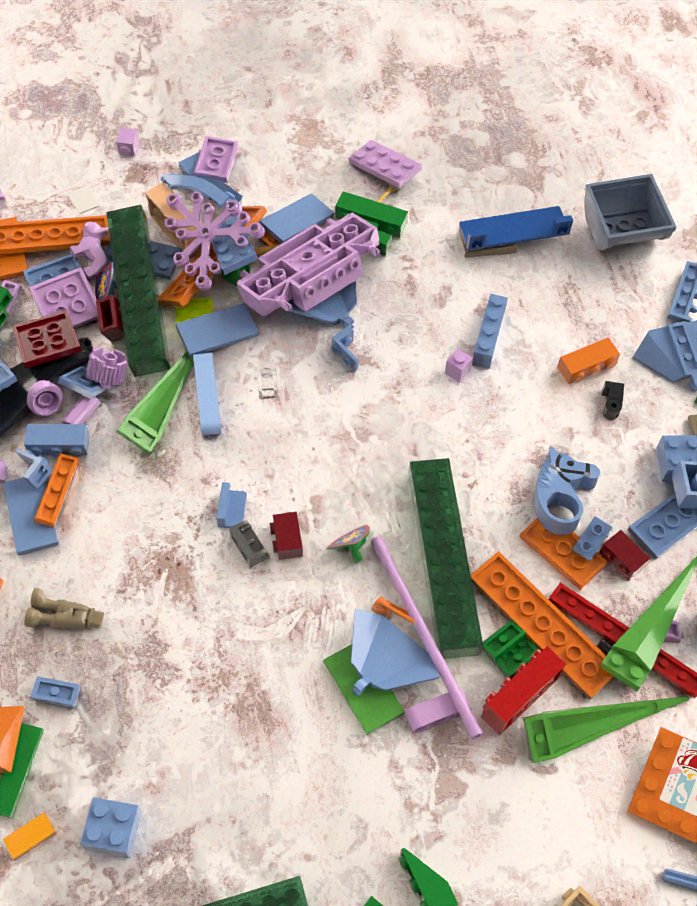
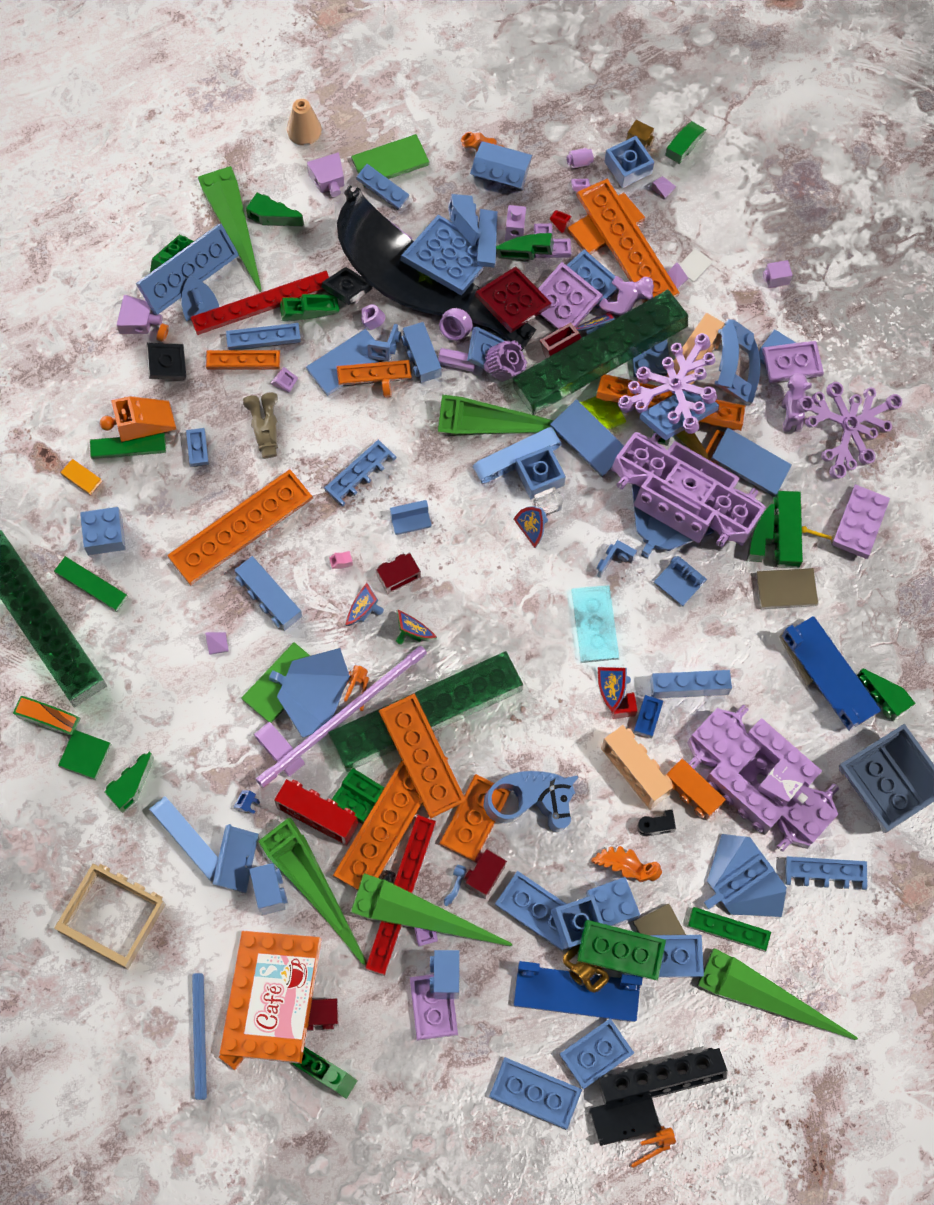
camera: 70 degrees right, 10 degrees up
(20, 579) = (284, 380): none -> lavender slope
(80, 483) = (386, 387): none -> orange tile
(85, 211) = (677, 275): none -> lavender slope
(160, 538) = (358, 471): none -> medium blue hinge
(167, 864) = (91, 584): none -> green tile
(171, 677) = (240, 527): none -> orange plate
(235, 378) = (540, 471): none -> medium blue brick
(248, 543) = (380, 544): dark grey hinge -> none
(250, 585) = (341, 560): none -> bright pink piece
(258, 166) = (797, 387): none -> lavender animal
(259, 668) = (268, 593): none -> medium blue brick
(285, 401) = (531, 522): none -> shield
(293, 741) = (216, 642): none -> lavender slope
(295, 137) = (866, 415): none -> lavender plant
(310, 578) = (363, 605): none -> shield
(386, 307) = (680, 580): none -> medium blue hinge
(402, 387) = (595, 624): none -> clear light blue tile
(423, 235) = (787, 588): none -> dark tan tile
(458, 365) = (637, 666): lavender brick -> none
(471, 389) = (612, 685): none -> shield
(485, 763) = (244, 801): none -> blue tile
(492, 388) = (627, 707): none -> red panel
(493, 569) = (422, 756): none -> orange tile
(508, 373) = (648, 716): none -> blue plate
(509, 839) = (186, 837): none -> light blue beam
(547, 196) = (891, 697): none -> green slope
(549, 792) = (233, 857): none -> medium blue door
(558, 394) = (637, 767): none -> light nougat brick
(592, 538) = (493, 839): medium blue bracket -> none
(594, 765) = (267, 888): none -> medium blue brick
(612, 285) = (783, 784): none -> lavender torso
(615, 579) = (460, 873): none -> medium blue piece
(616, 297) = (741, 757): none -> lavender piece
(644, 434) = (628, 864): none -> orange plant

